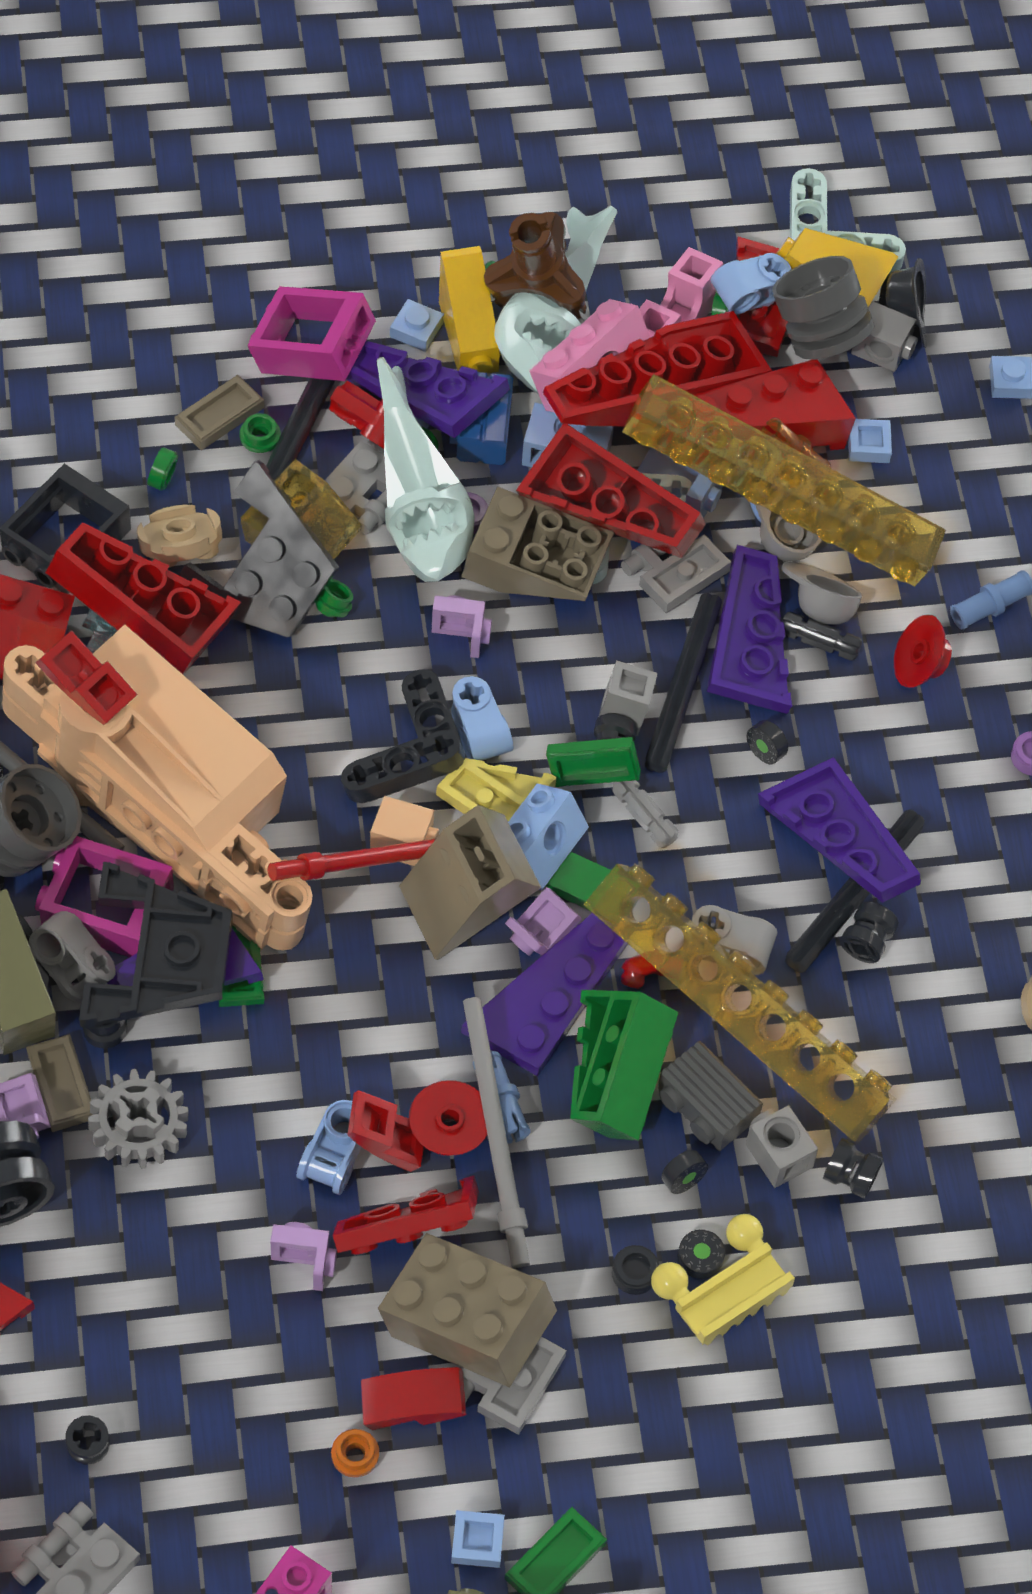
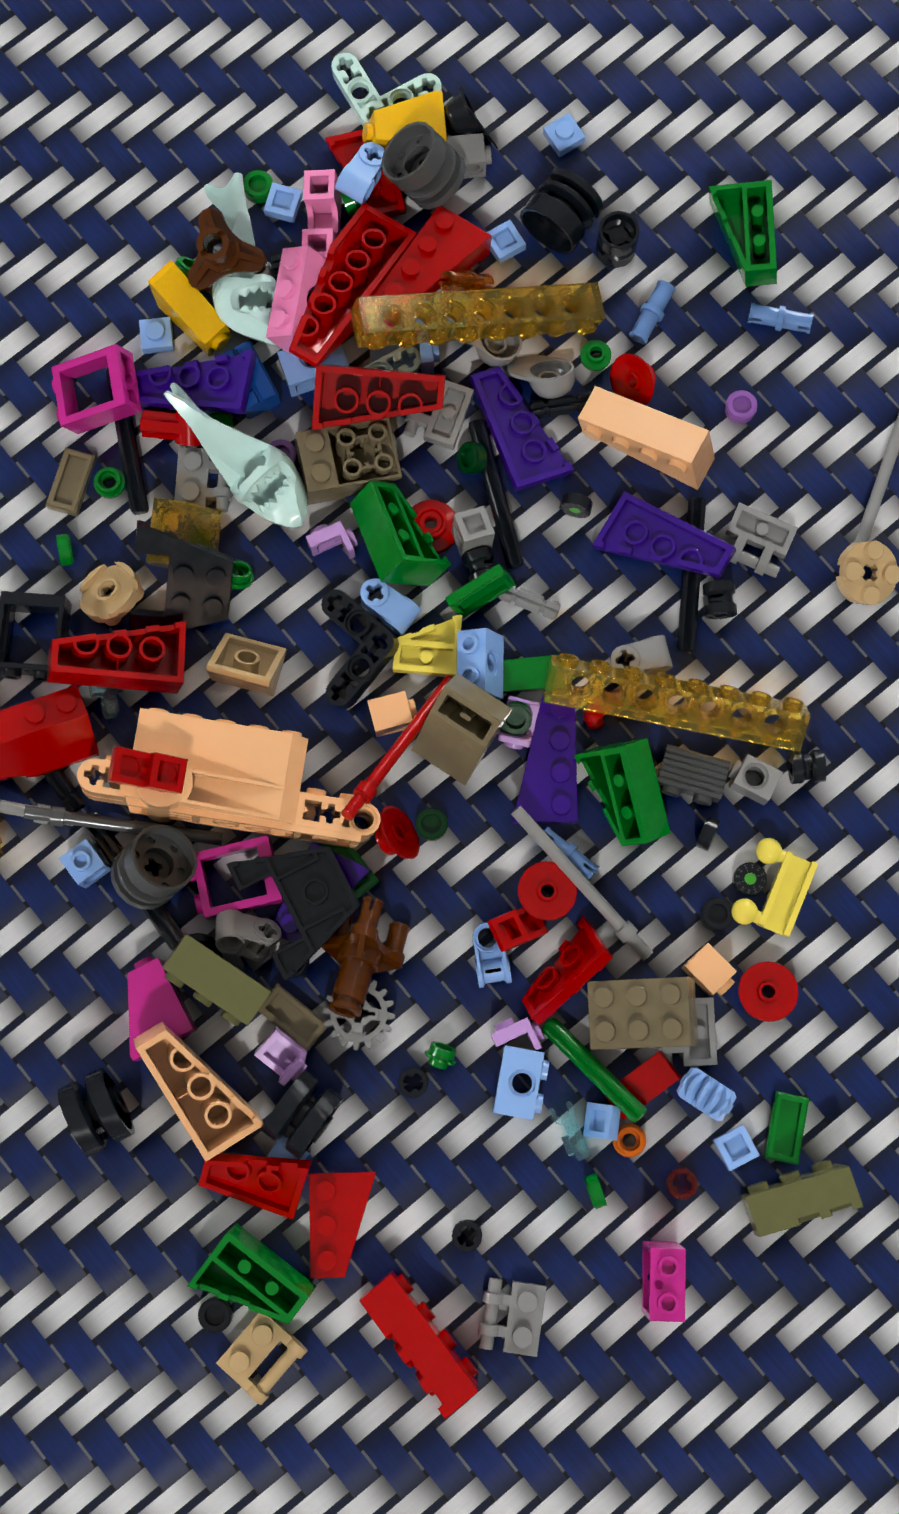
camera: 25 degrees left, 20 degrees up
(140, 1246) = (411, 1072): none -> black bush
(188, 1050) = (363, 955): none -> reddish brown wheel
(199, 1222) = (440, 1055): none -> green plate
(274, 1480) = (595, 1191): none -> green tile
(275, 692) = (247, 664): none -> tan slope
(276, 1280) = (509, 1101): none -> light blue brick
(289, 1408) = (574, 1140): none -> clear light blue plate
(319, 955) = (397, 834): none -> red piece
(337, 1408) = (601, 1121): none -> light blue plate
(366, 976) = (431, 824): none -> dark green tile
(367, 1343) = (594, 1069): none -> green axle
(384, 1525) = (689, 1176): none -> clear red bush
(482, 1448) = (706, 1094): none -> light blue gear
(533, 656) = (393, 538): none -> green wedge
(542, 913) = (519, 718): none -> dark green tile
(578, 688) = (442, 515): none -> red piece
(583, 1319) = (710, 971): none -> light nougat brick
(631, 247) = (257, 186): none -> green tile
(640, 1366) = (783, 991): none -> red piece
(646, 273) = (283, 202): none -> light blue plate
(680, 628) = (471, 457): none -> dark green tile
(894, 617) = (595, 364): none -> green plate
(902, 719) = (648, 436): none -> light nougat wedge
(953, 439) = (561, 211): none -> black wheel
(968, 891) = (762, 532): none -> light grey plate
(999, 503) = (617, 239): none -> black wheel

